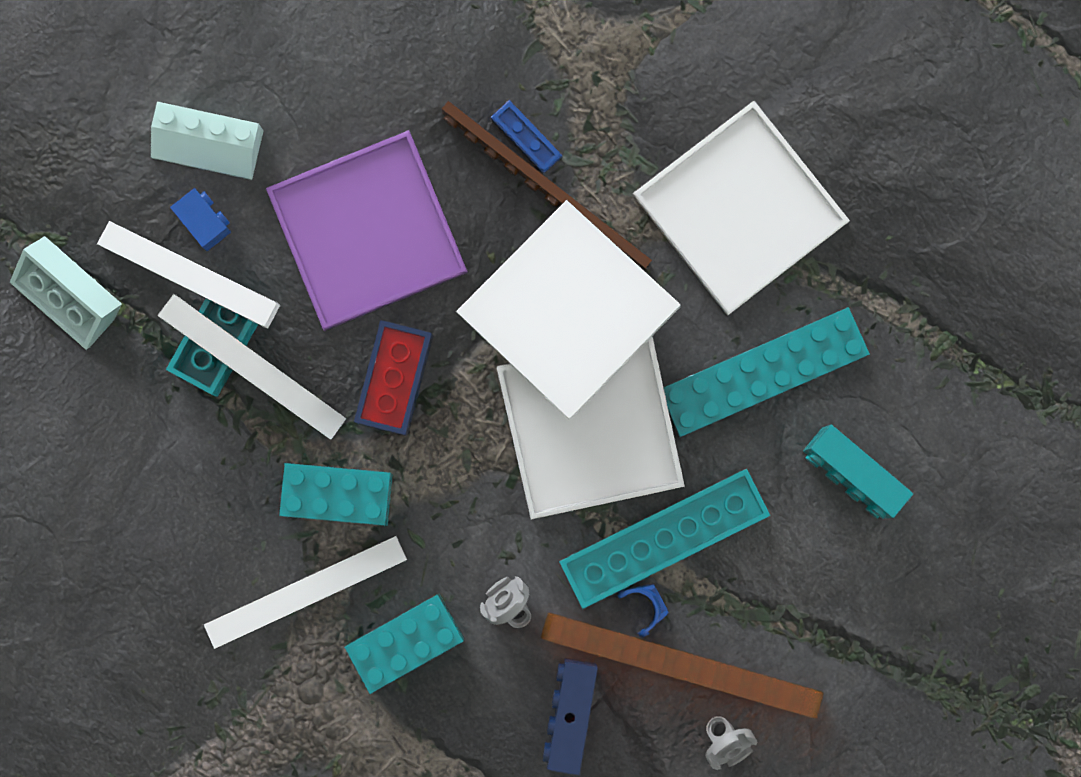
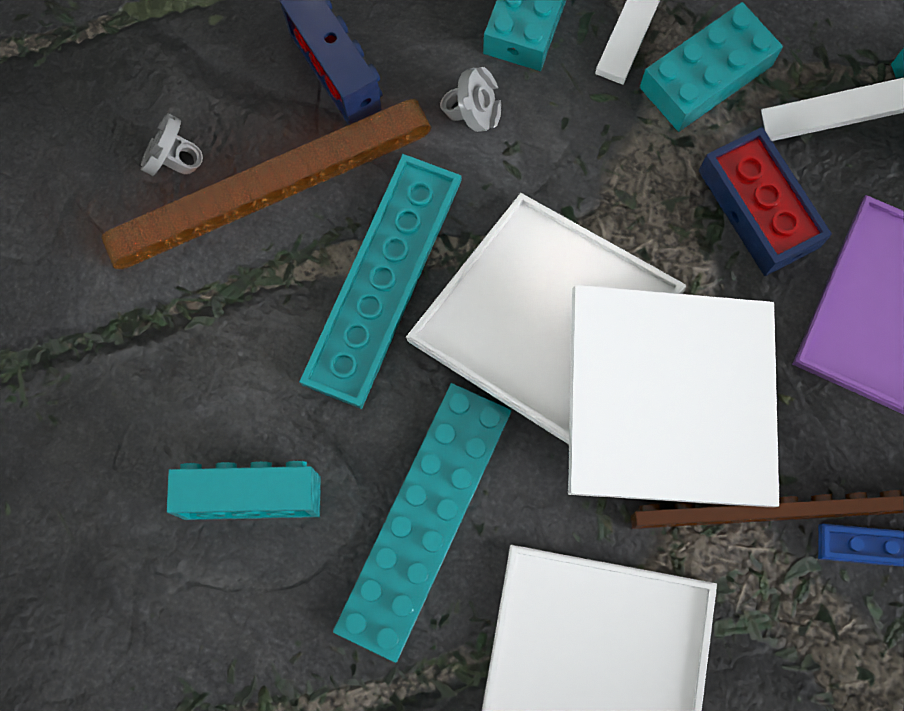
camera: 145 degrees right, 10 degrees down
(659, 606) = (352, 221): blue helmet -> none

